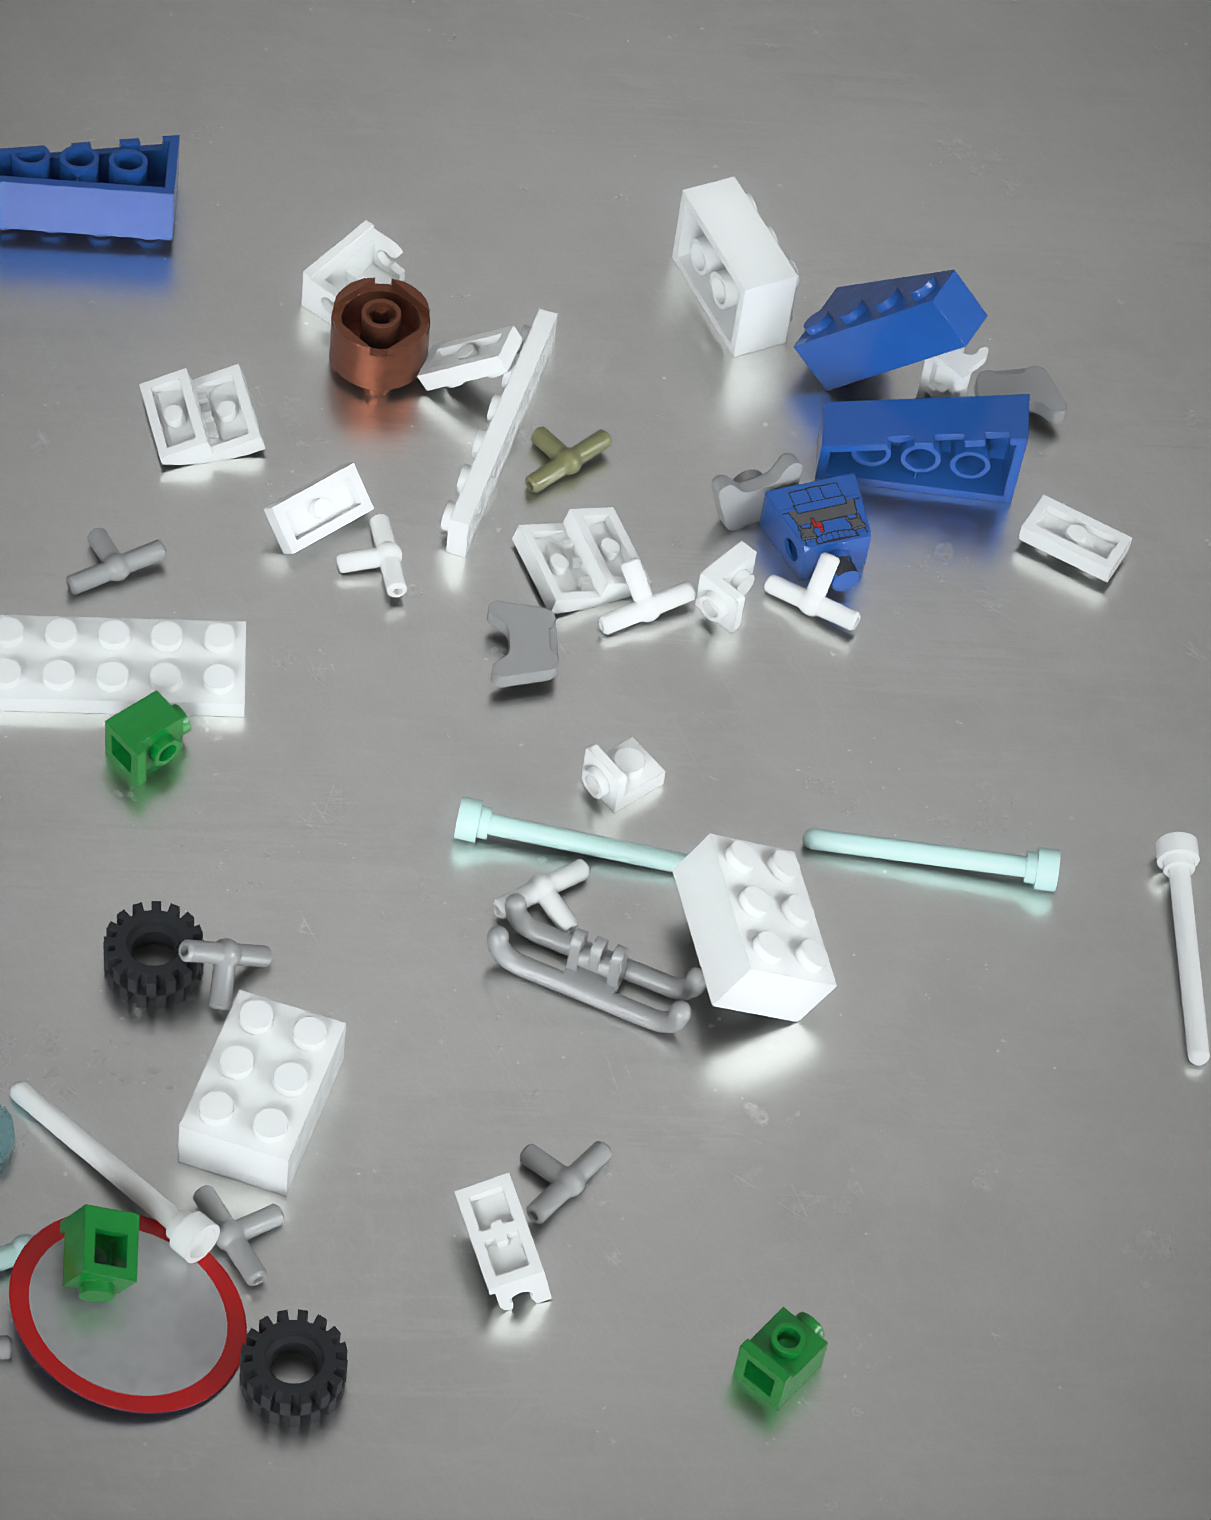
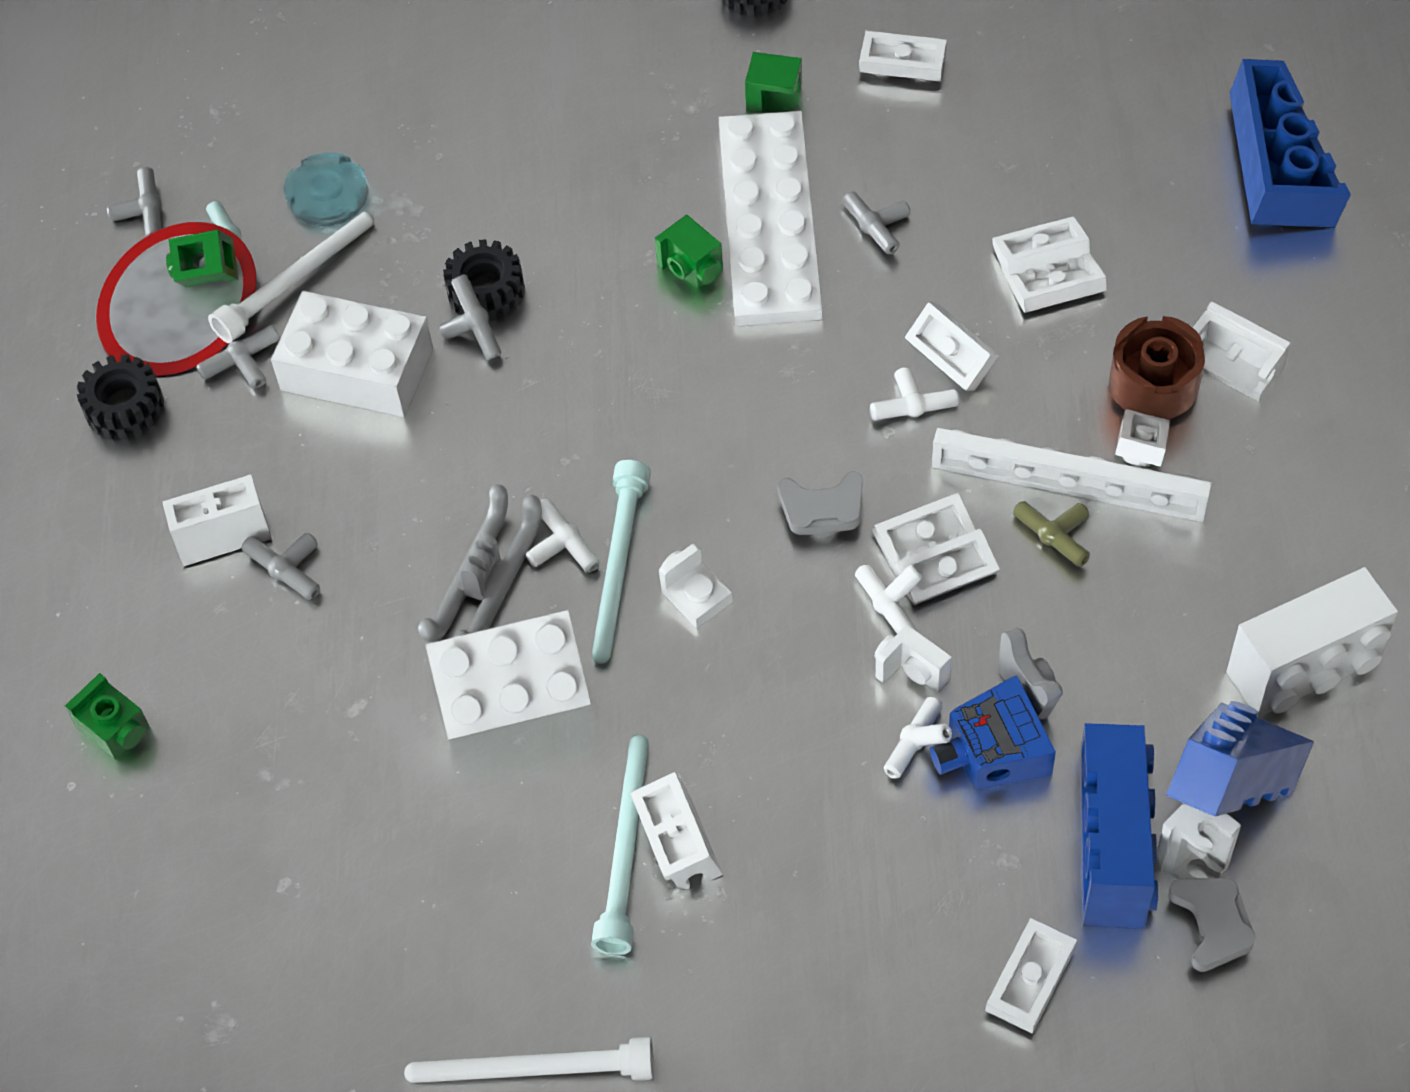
camera: 100 degrees right, 5 degrees up
(931, 796) = (675, 831): none -> white hinge

